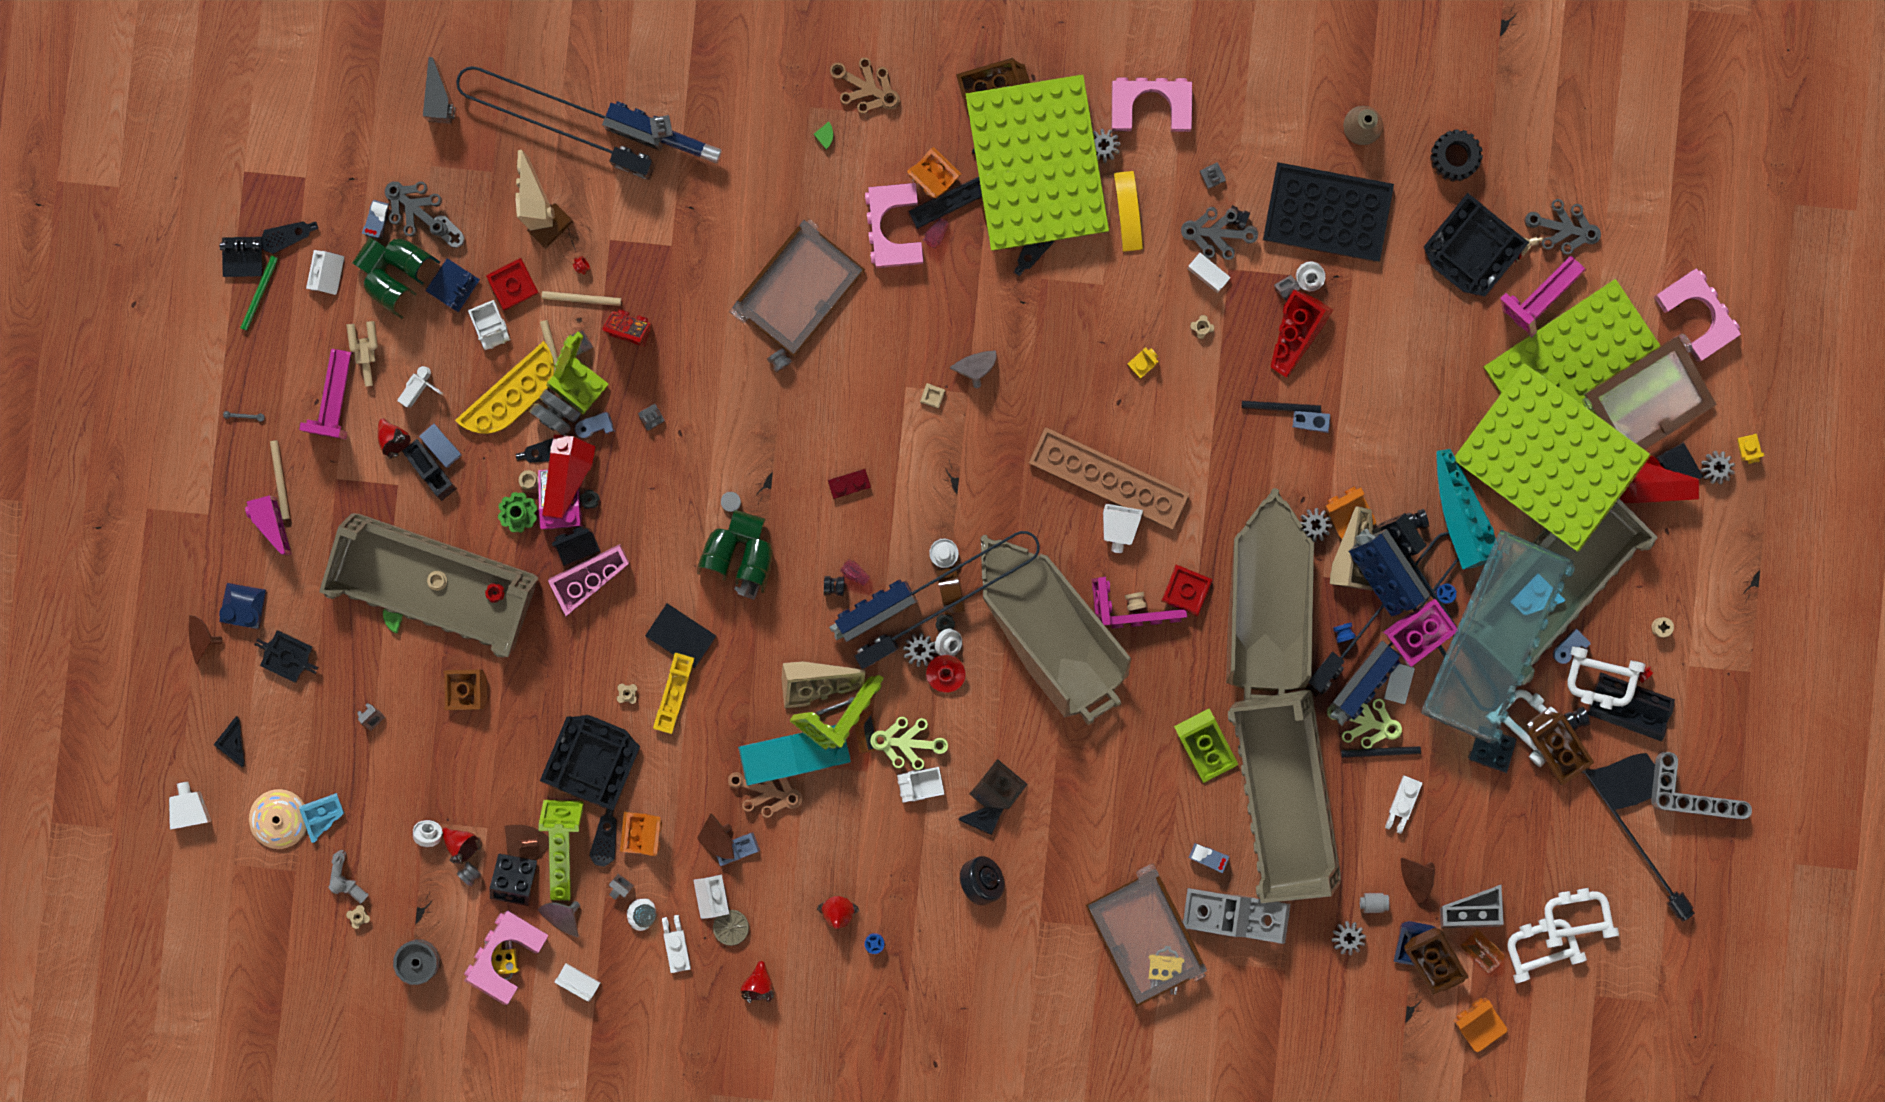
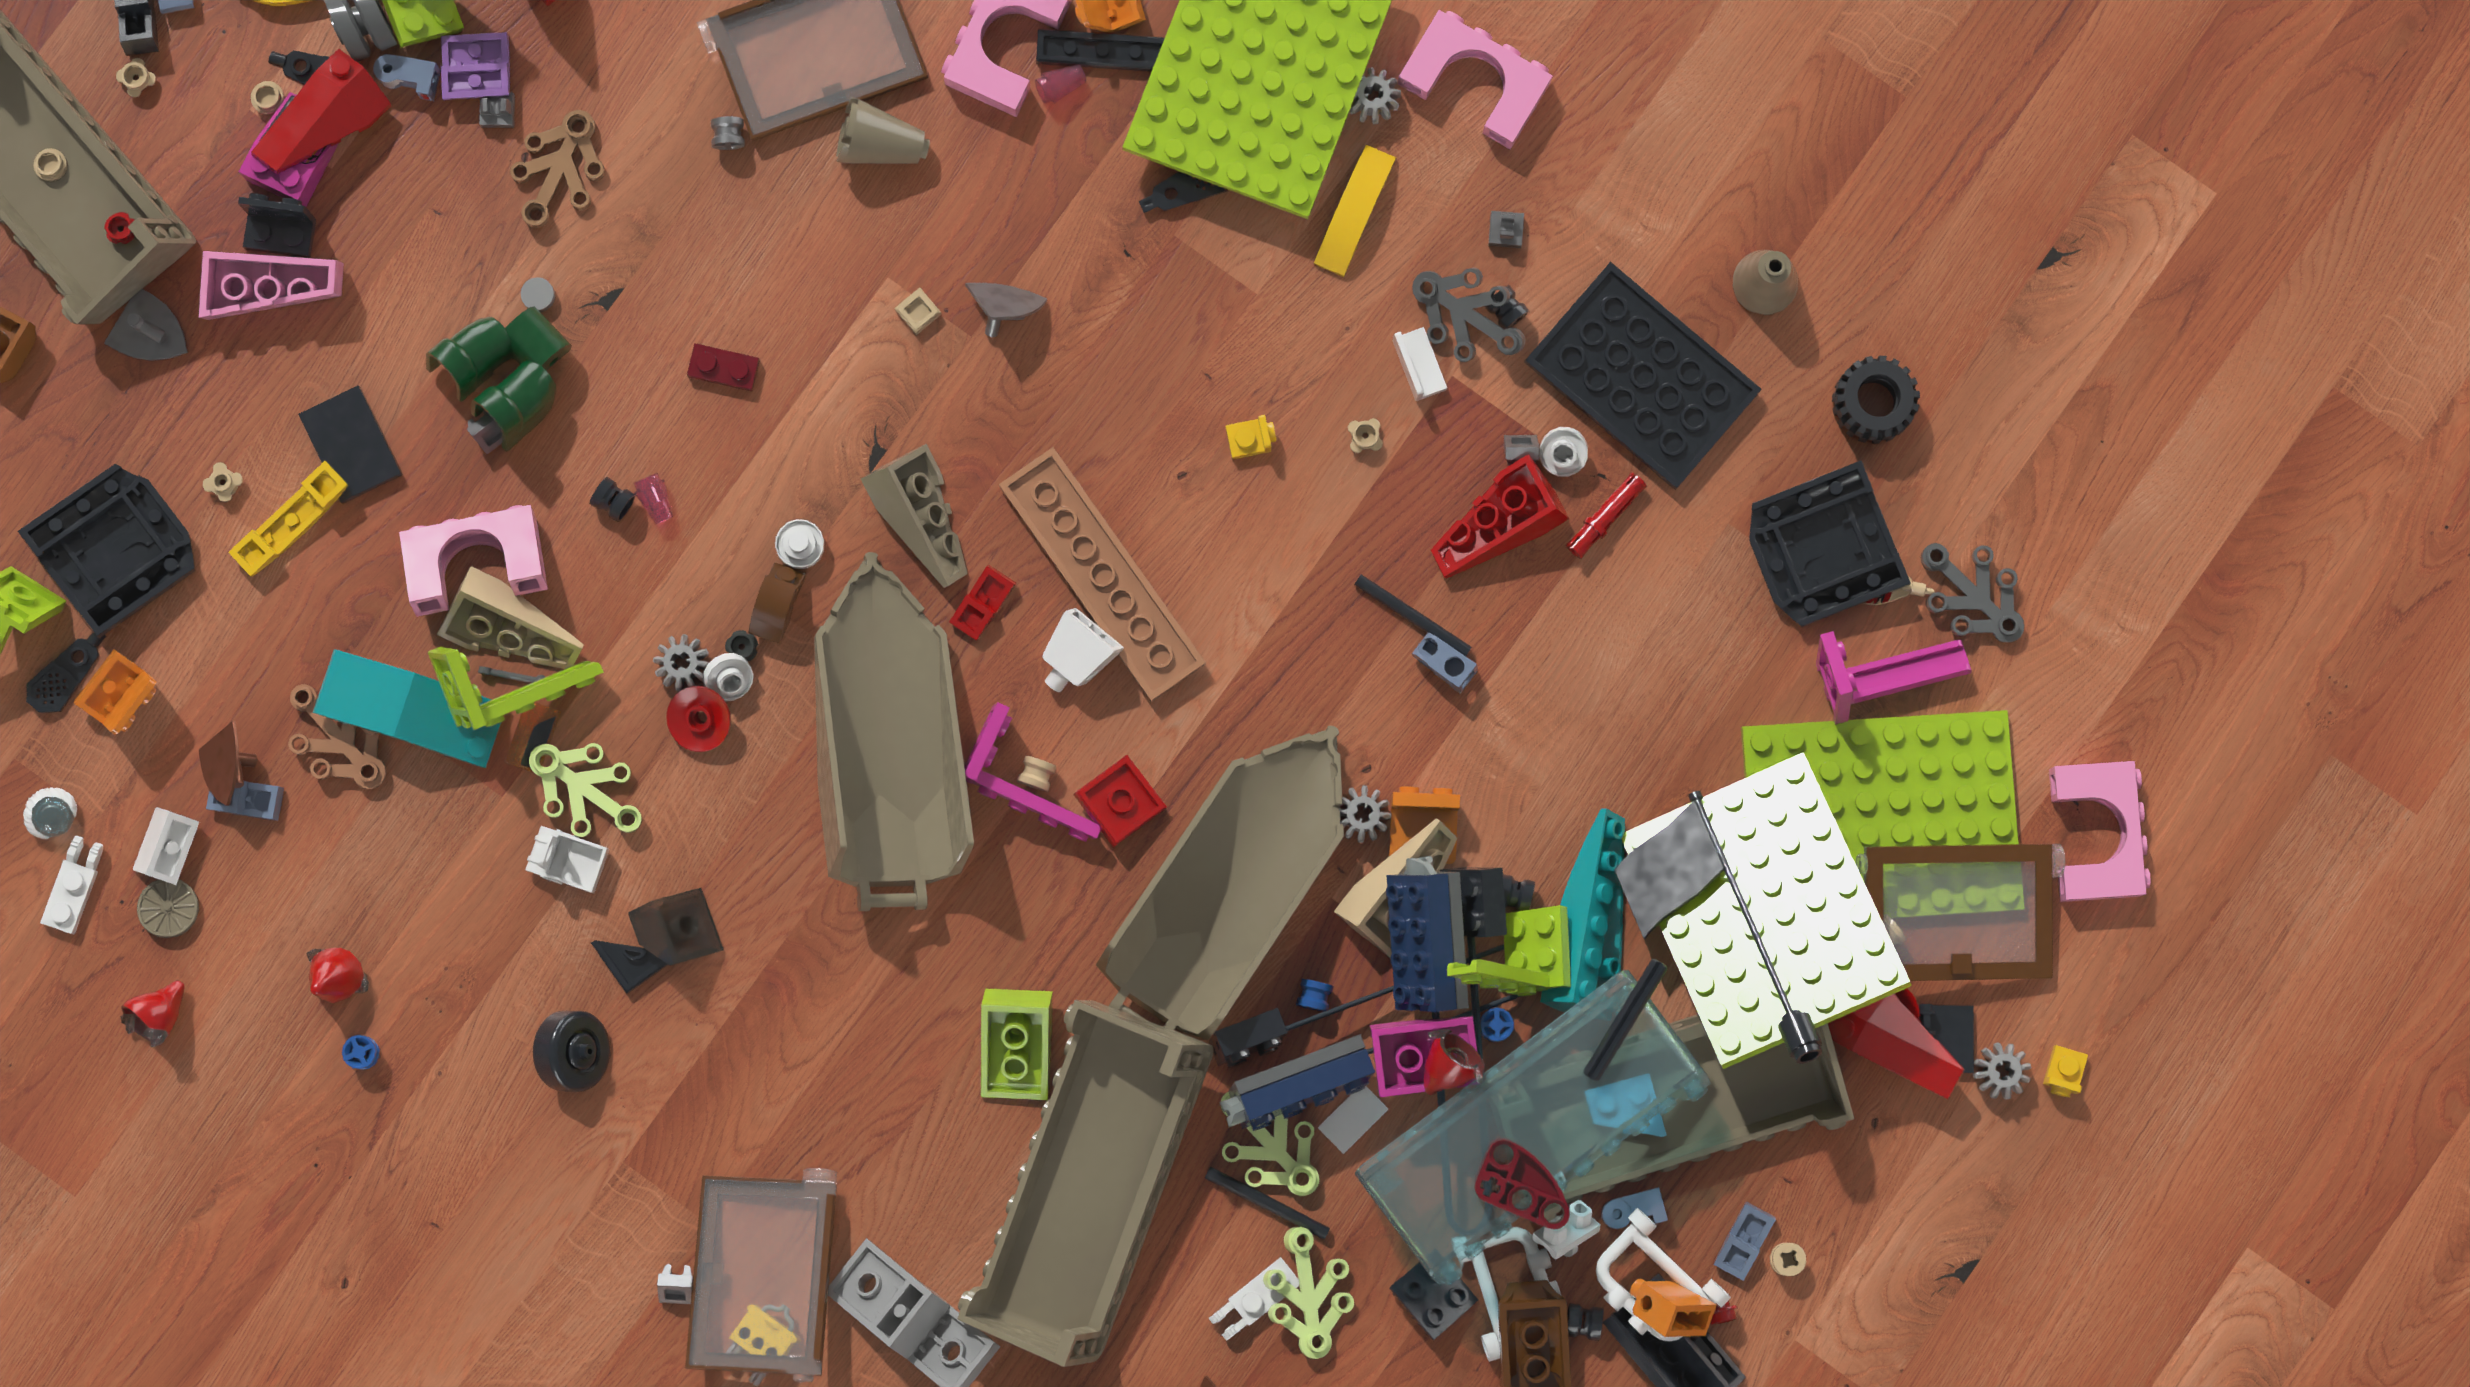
camera: 20 degrees right, 5 degrees down
(448, 509) = (126, 75): none -> tan plate
(510, 505) = (230, 146): bright green plant -> none
(539, 637) = (147, 330): none -> flat silver shield
(589, 494) = (337, 166): pearl dark grey plate -> none
(620, 886) = (42, 754): flat silver tile -> none
(627, 401) = (475, 66): none -> medium lavender slope
(701, 426) = (560, 163): none -> medium nougat plant
(756, 668) = (431, 548): none -> bright pink arch
(859, 317) = (878, 137): none -> dark tan cone
(892, 602) = (679, 569): piece -> none
(990, 499) = (913, 505): none -> dark tan wedge
(1055, 528) = (982, 602): none -> red slope
(1106, 968) = (674, 1287): none -> flat silver tile
(1209, 857) = (923, 1210): sand blue leg -> none
(1349, 304) = (1597, 525): none -> red pin
(1430, 787) = (1308, 1297): none -> yellowish green plant
(1438, 629) = (1451, 1062): none -> hat
(1446, 548) = (1534, 955): none -> lime bracket
(1494, 460) = (1676, 869): none -> flag
(1506, 666) = (1521, 1173): none -> dark red beam
(1516, 557) = (1625, 1020): none -> black axle
(1543, 678) = (1566, 1239): none -> white hips
(1619, 688) = (1671, 1308): none -> orange torso
(1634, 630) = (1744, 1240): none -> sand blue slope

